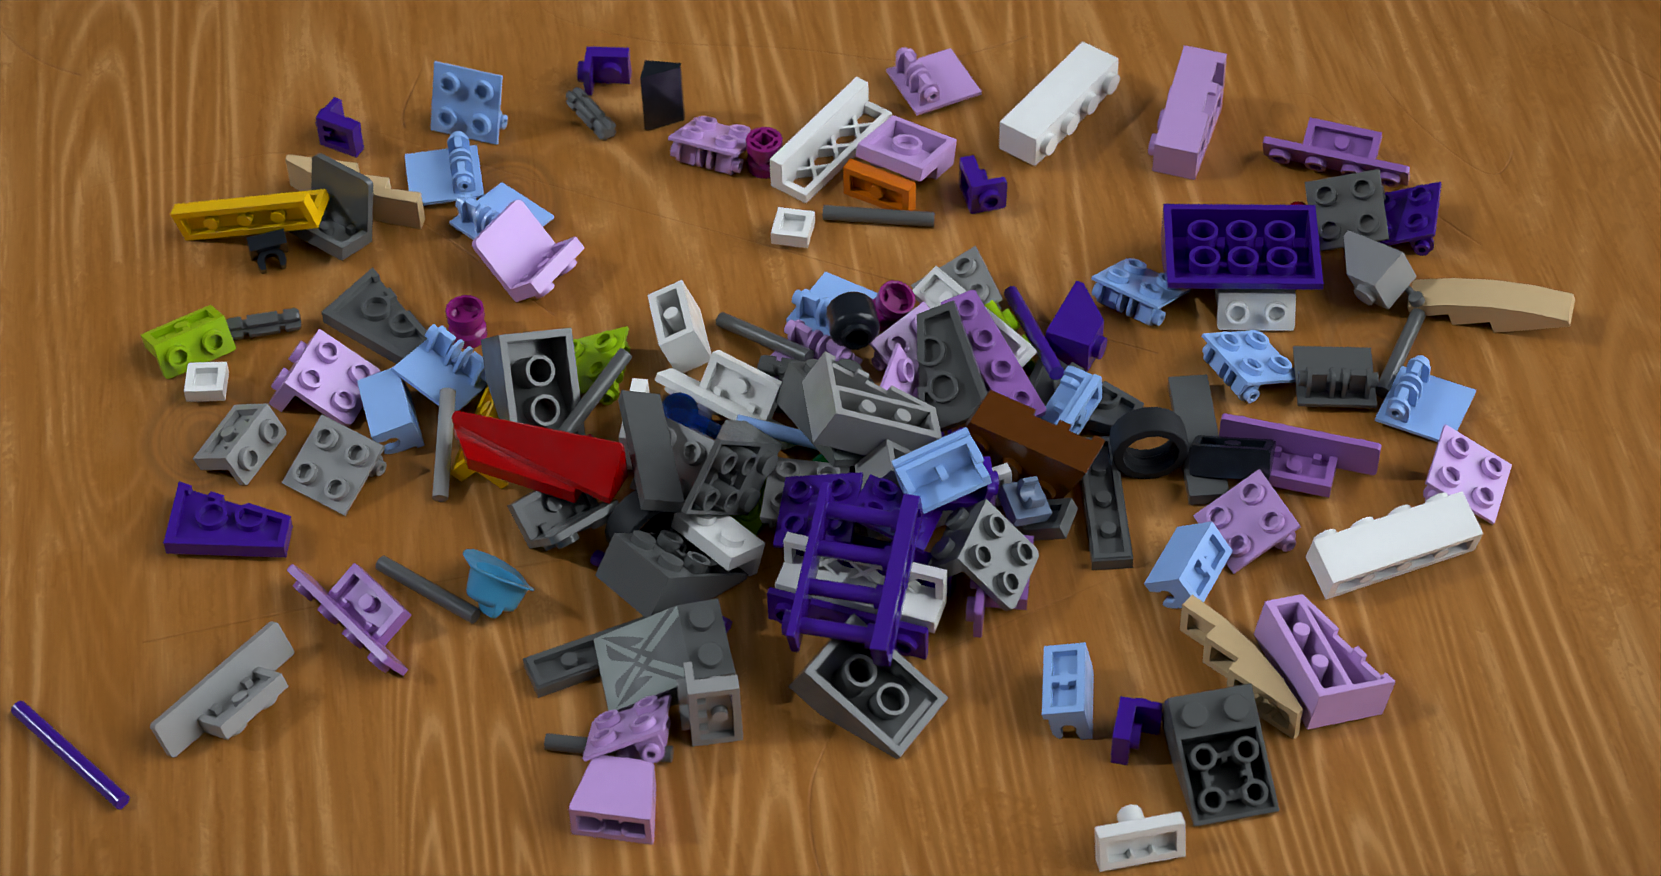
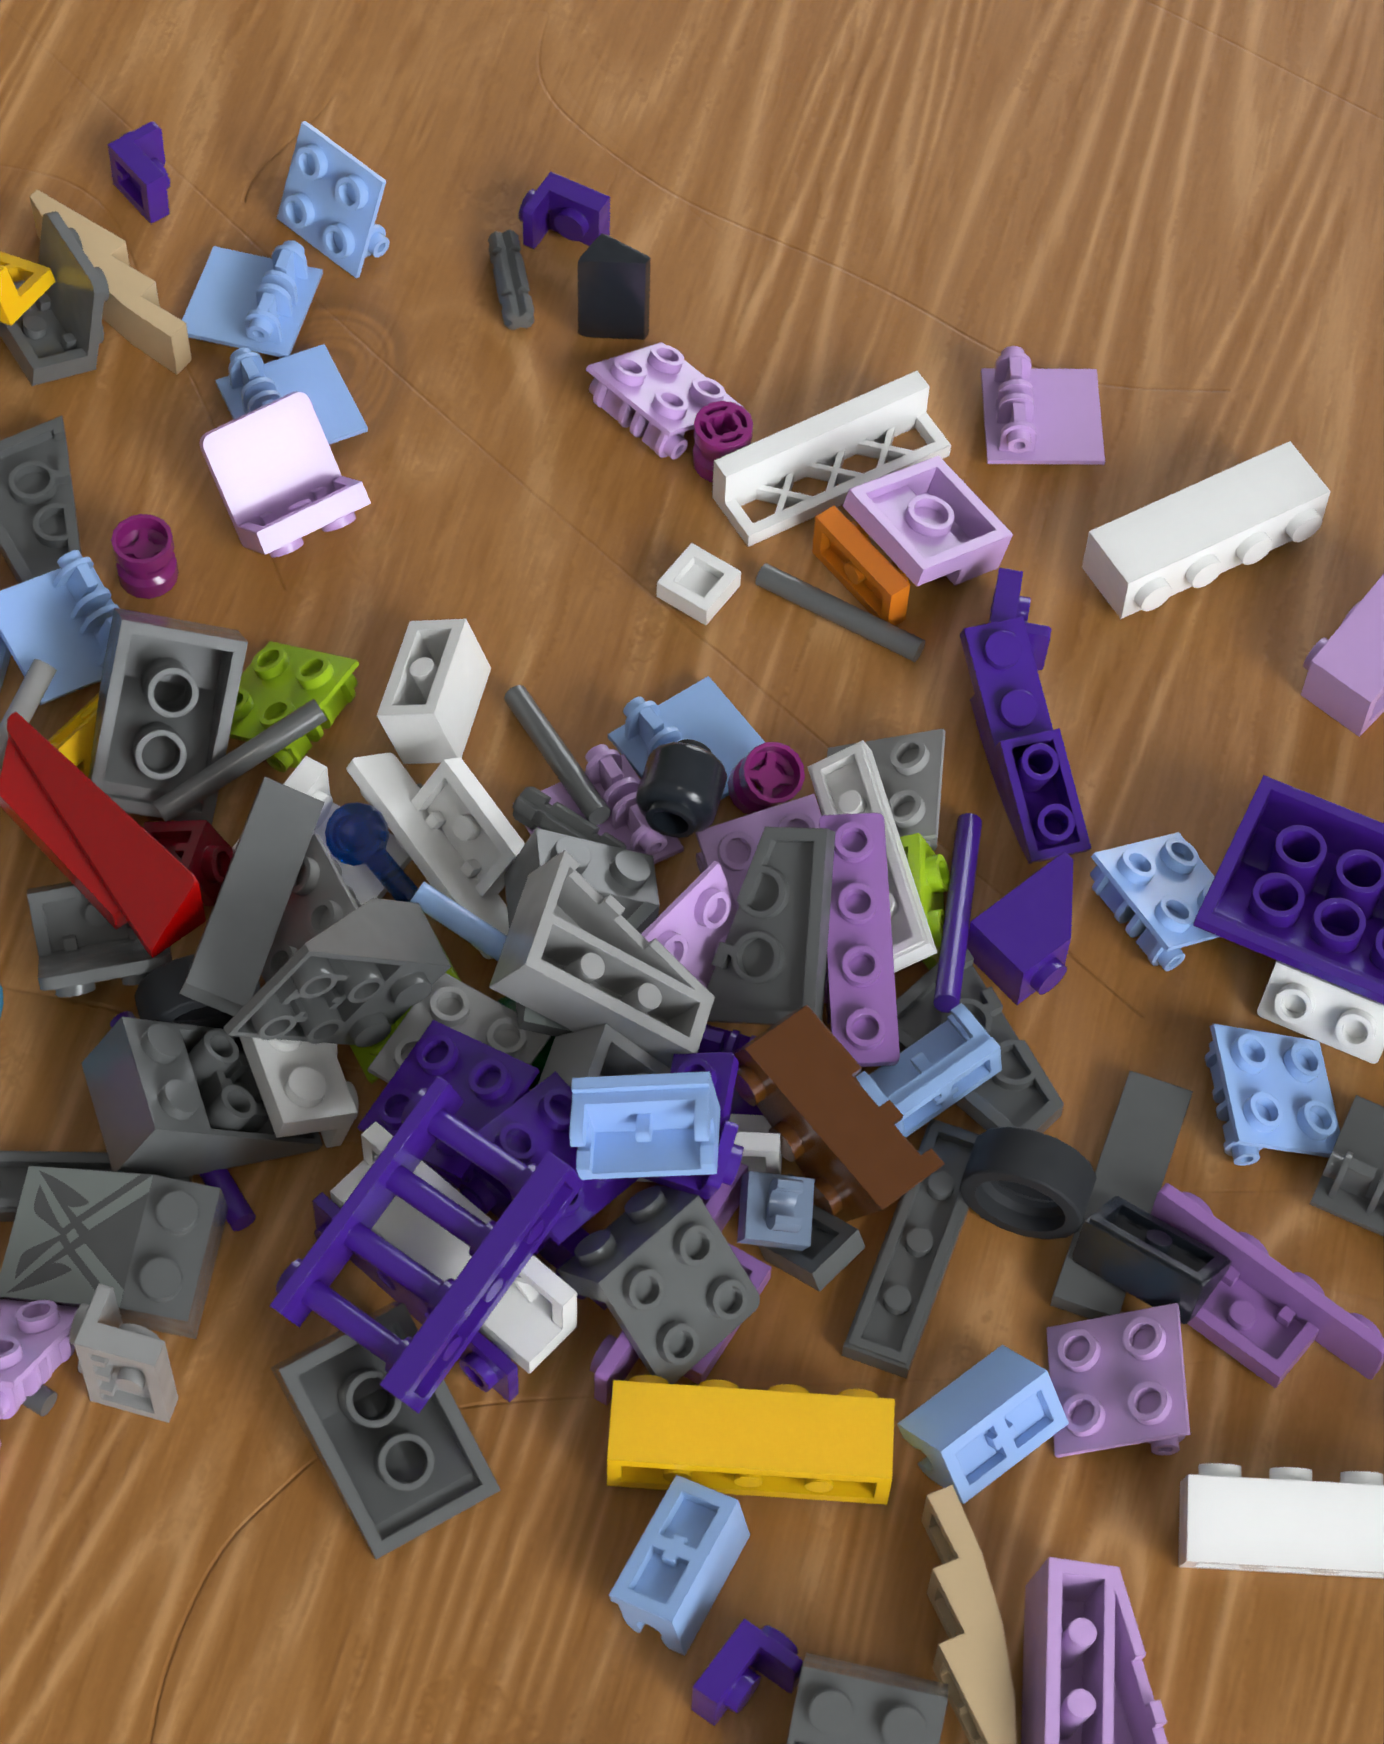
camera: 20 degrees right, 10 degrees up
(1021, 246) = (1020, 741): none -> dark purple slope
(1085, 612) = (752, 1440): none -> yellow brick

